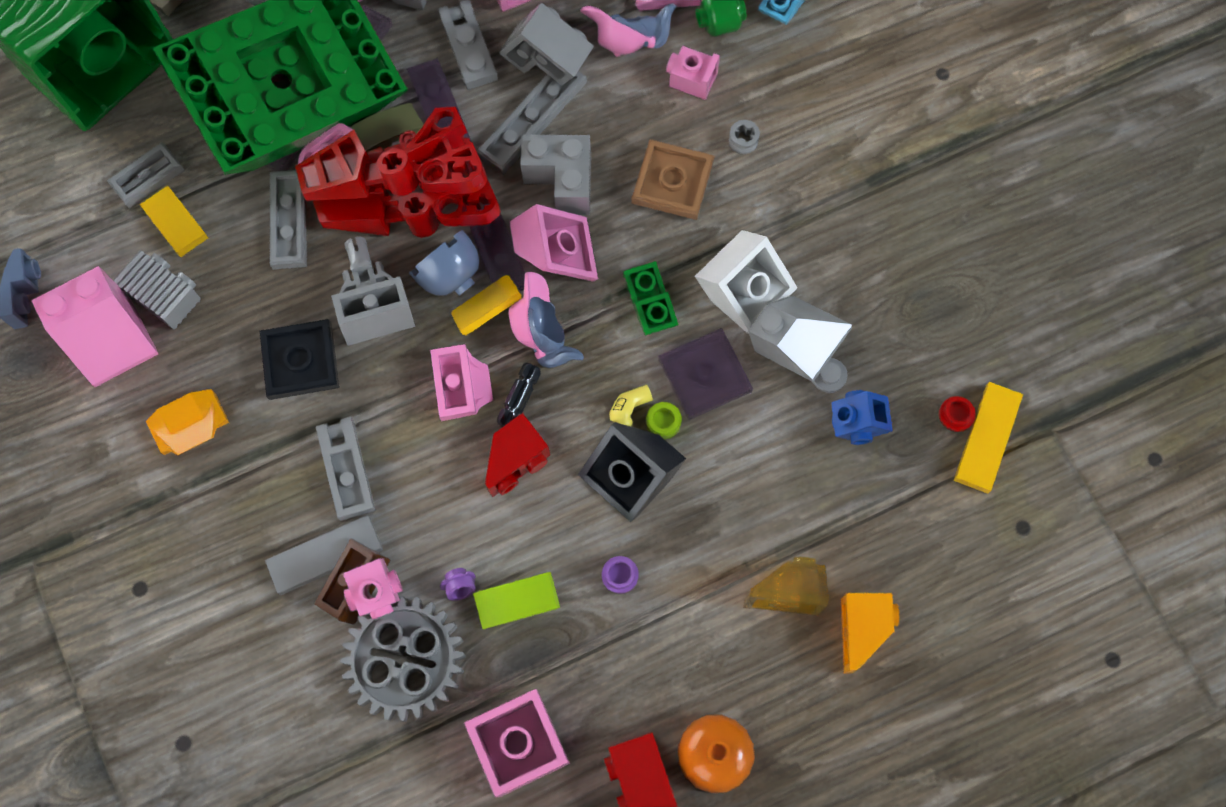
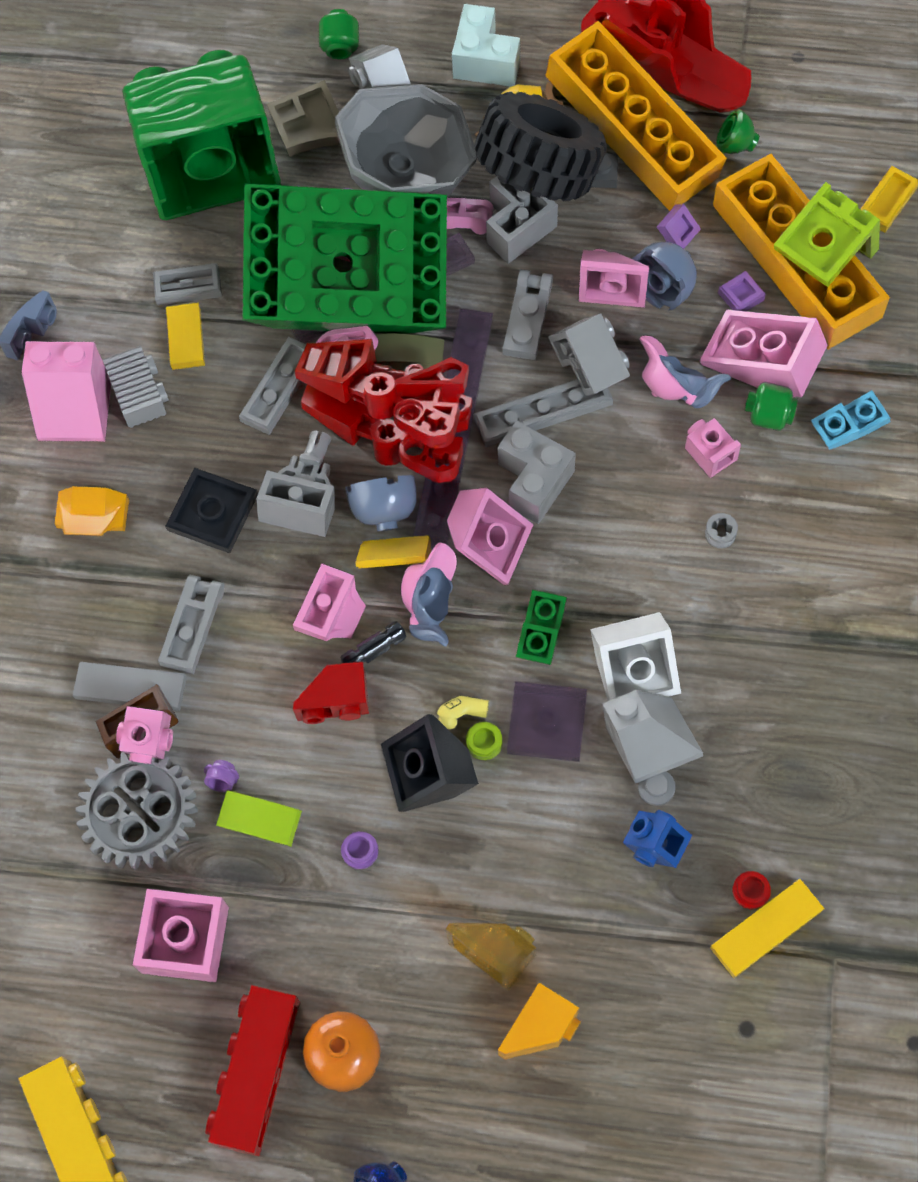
camera: 35 degrees right, 5 degrees down
(673, 179) = (630, 533): medium nougat plate -> none

